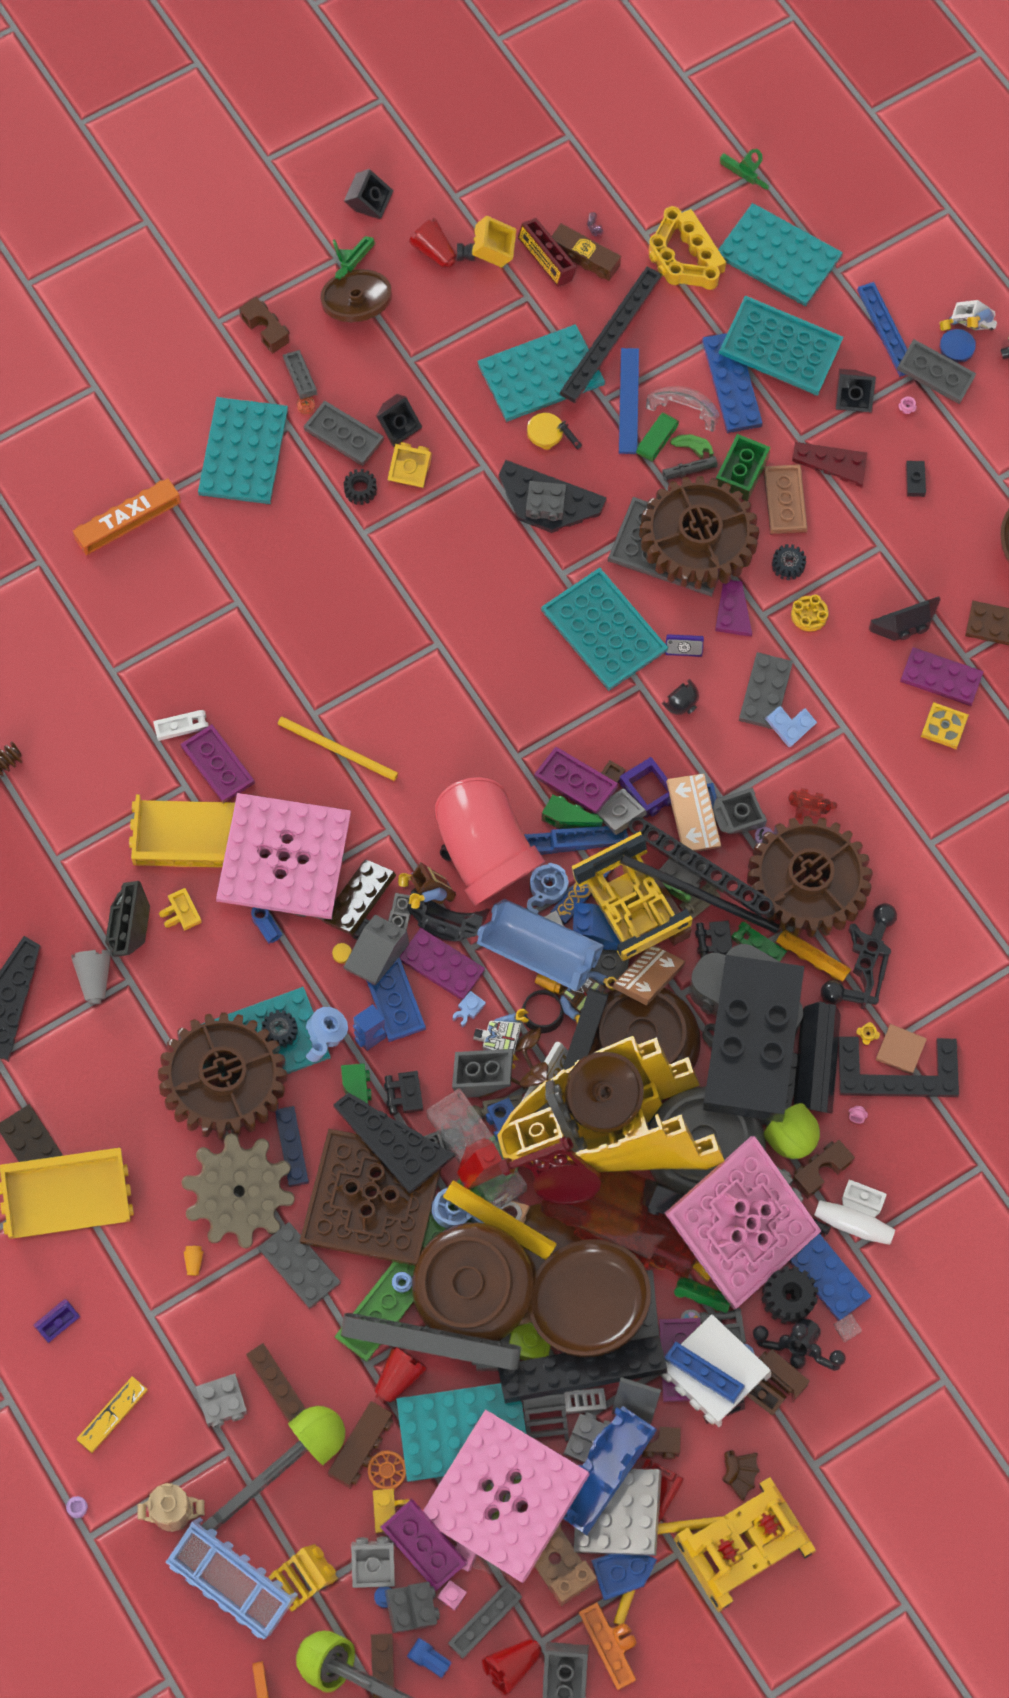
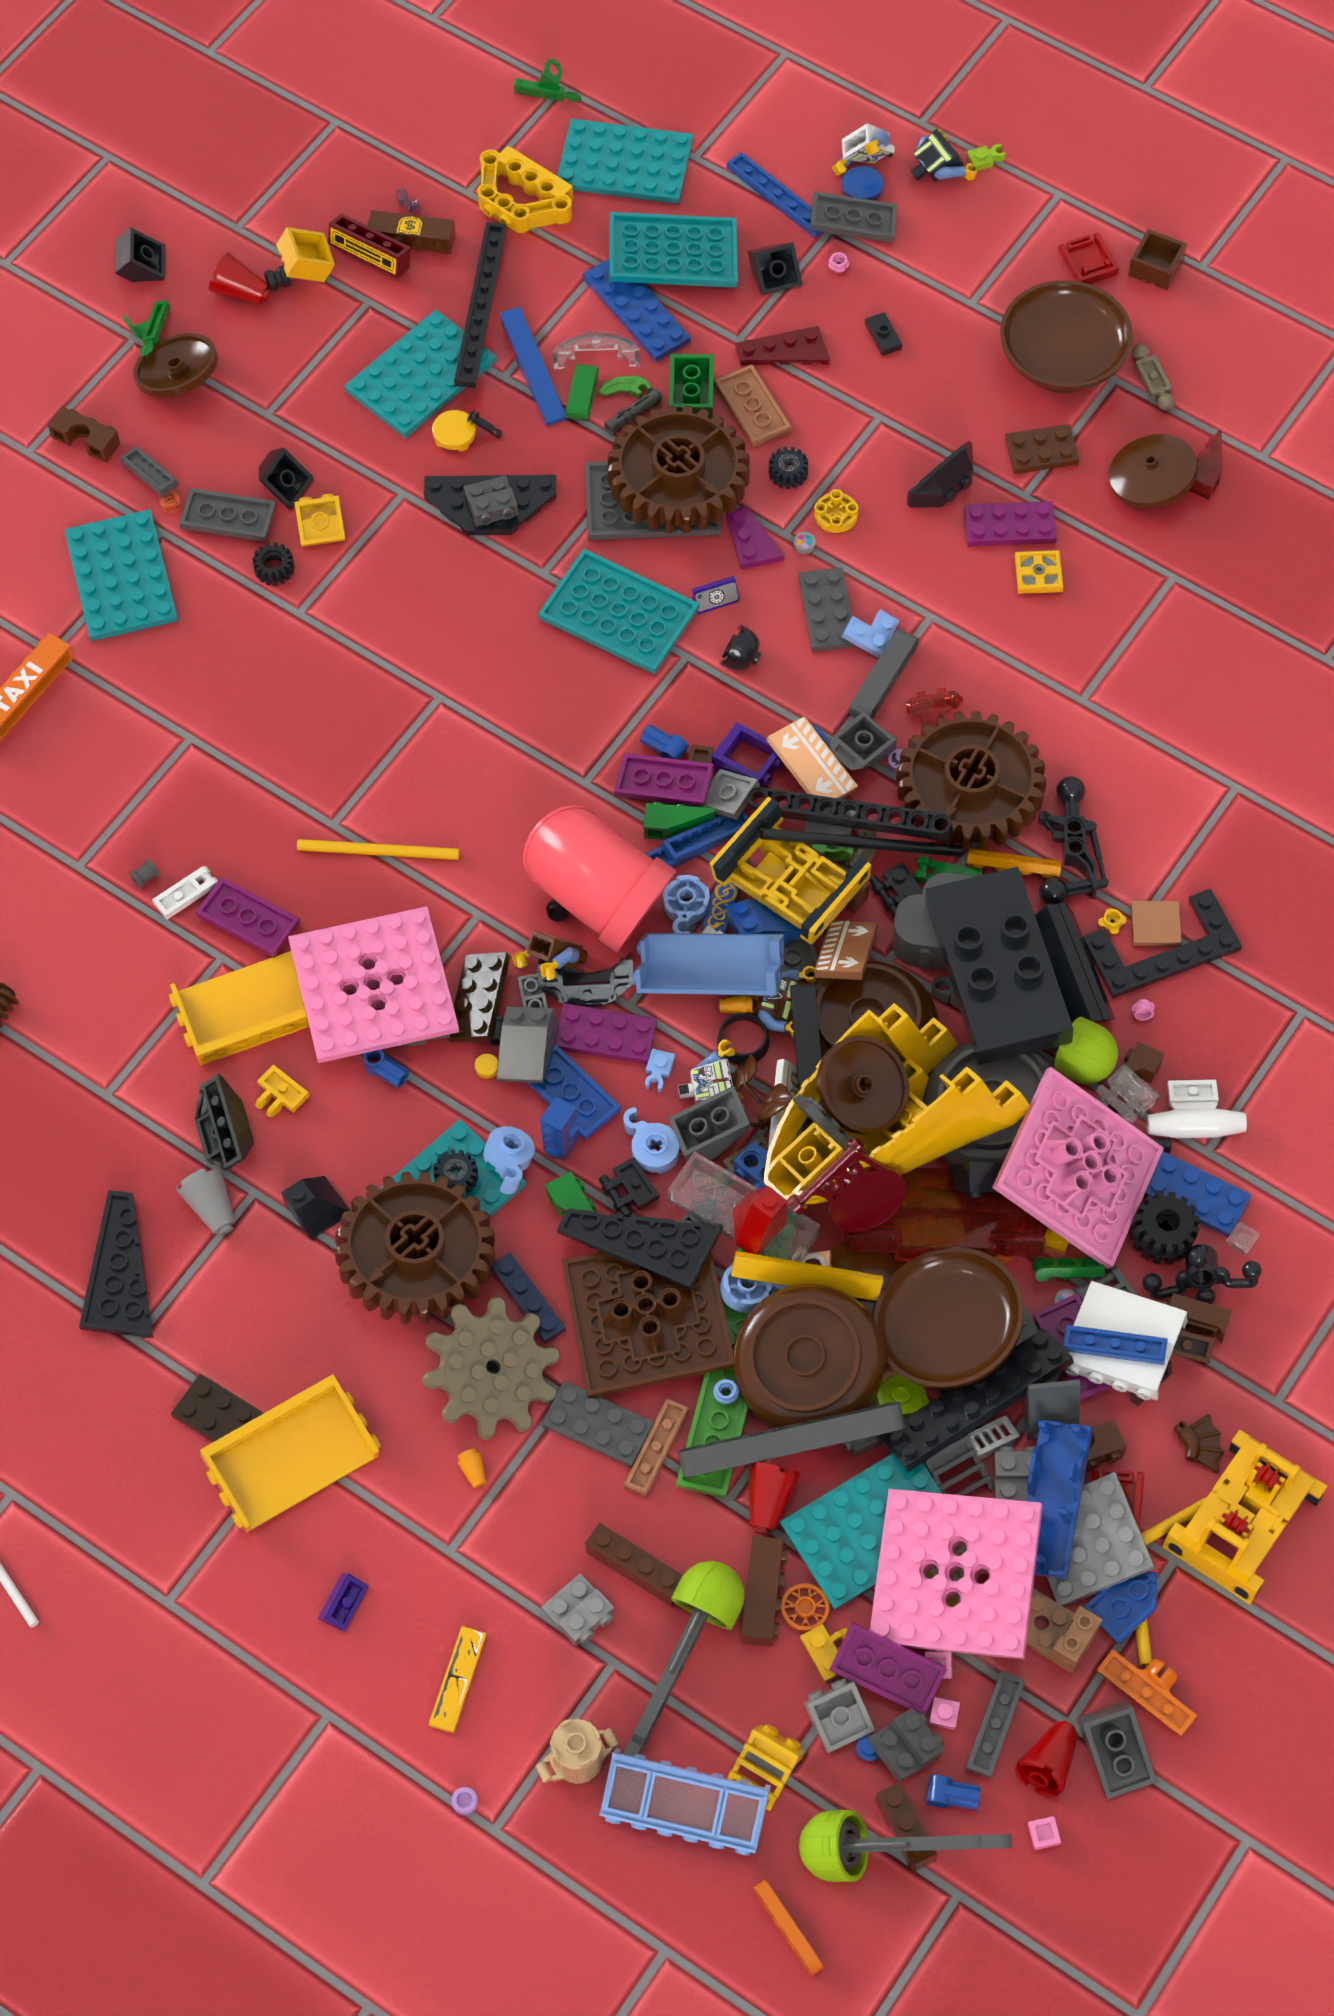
camera: 20 degrees left, 5 degrees down
(156, 698) = (144, 873): none -> dark grey bush
(168, 1009) = (314, 1205): none -> black slope
(334, 1301) = (656, 1447): none -> nougat tile
(434, 1059) = (650, 1135): none -> light blue piece
(592, 755) = (661, 742): none -> blue piece
(773, 629) = (804, 543): none -> light grey tile
(783, 762) = (884, 674): none -> dark grey beam
(816, 1176) = (1132, 1089): none -> clear plate

